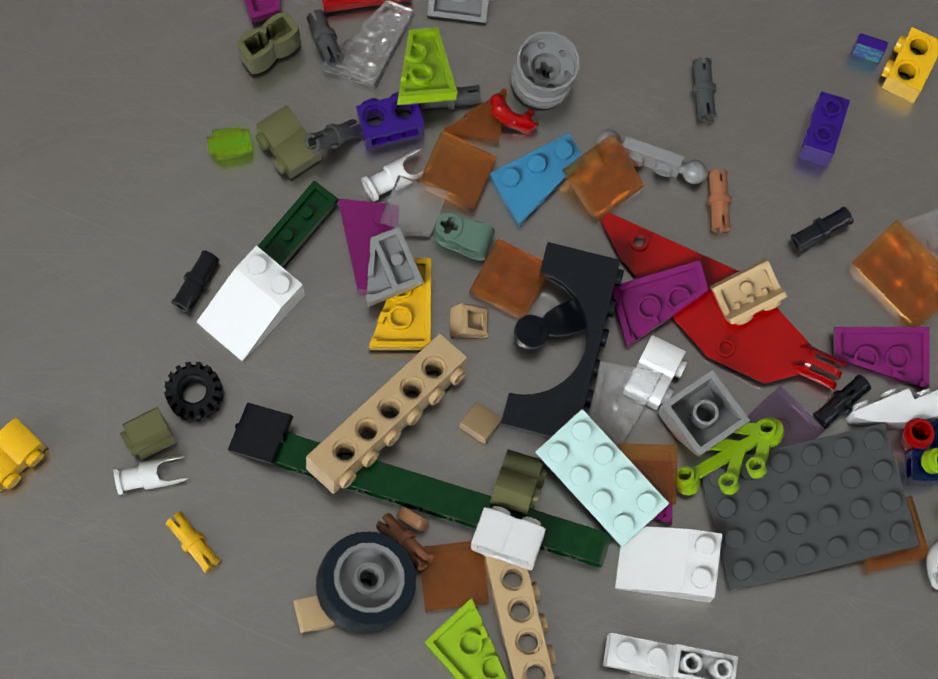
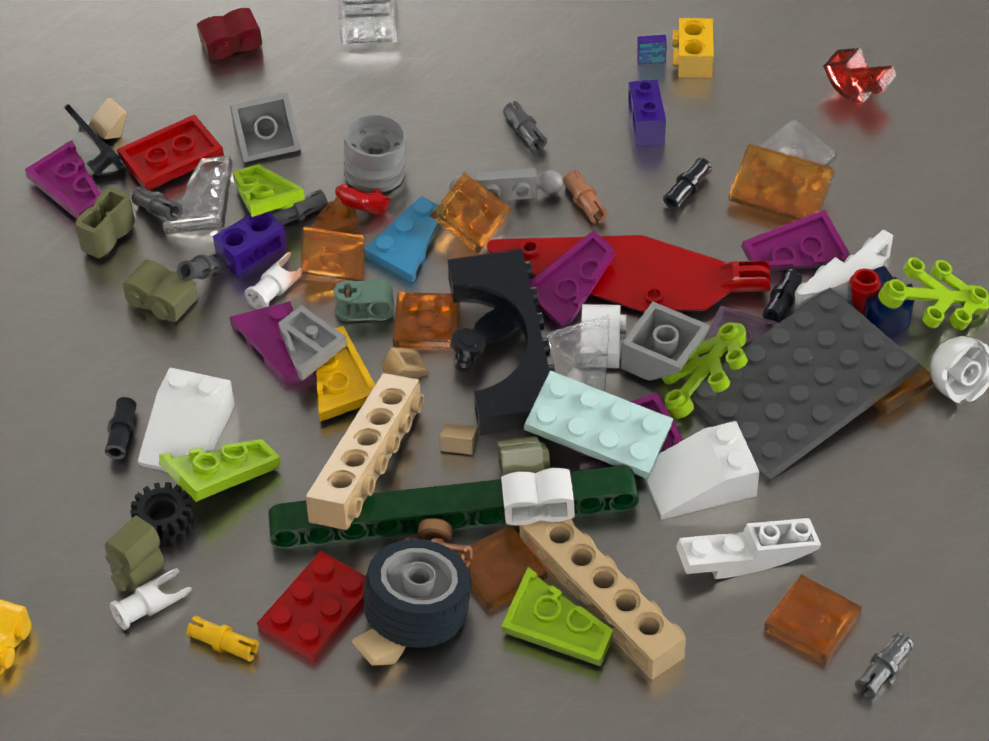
camera: 20 degrees left, 25 degrees down
(229, 143) = (103, 311): clear neon green brick -> none
(258, 369) = (214, 471): none -> lime wing
(260, 433) = (247, 520): black piece -> none
(283, 544) = (315, 607): none -> red plate
(298, 223) = (203, 341): dark green plate -> none
(413, 206) = (307, 287): clear piece -> none
(657, 465) = (647, 393): clear orange tile -> none
(748, 292) = (648, 240): tan bracket -> none

